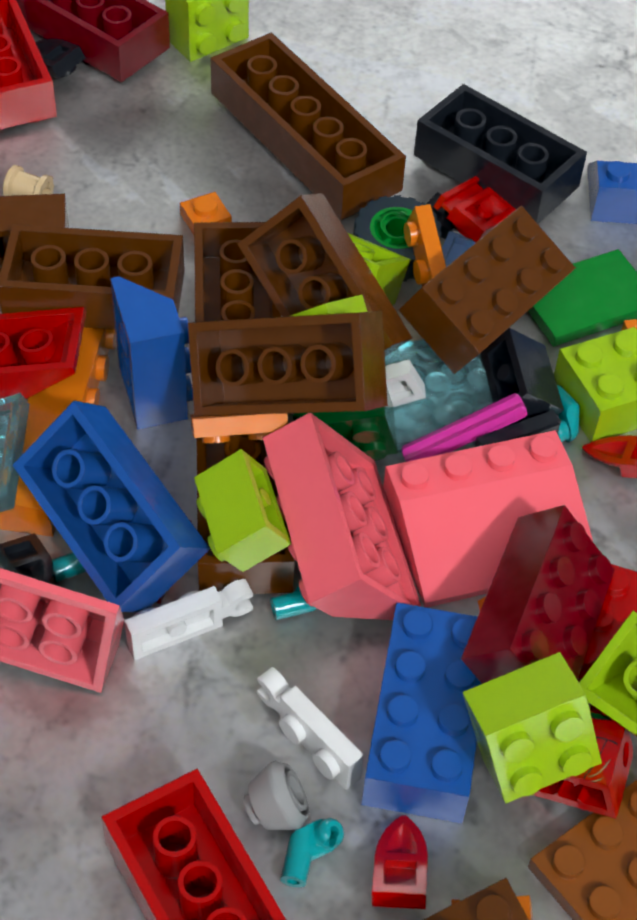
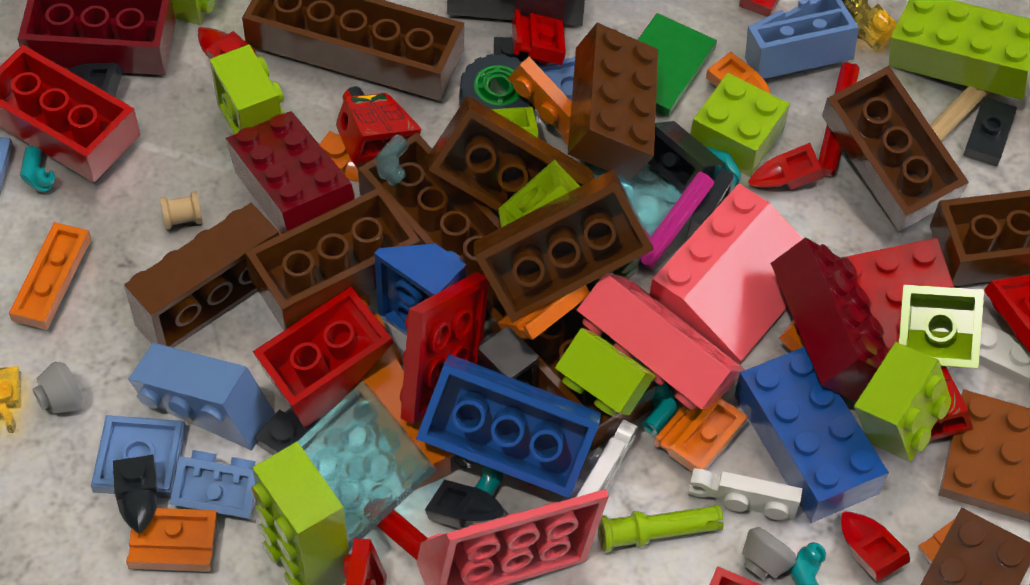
camera: 35 degrees left, 5 degrees up
(132, 377) = (438, 327): none -> red plate
(134, 190) = (288, 171): none -> dark red brick
(159, 125) = (245, 89): none -> lime brick
(172, 459) = (509, 356): none -> black brick
(175, 694) = (641, 528): none -> lime pin
(191, 90) = (216, 42): none -> red plate
(224, 224) = (387, 160): none -> clear light blue arm
(250, 195) = (370, 123): none -> red torso
(317, 645) = (700, 434): none -> orange plate

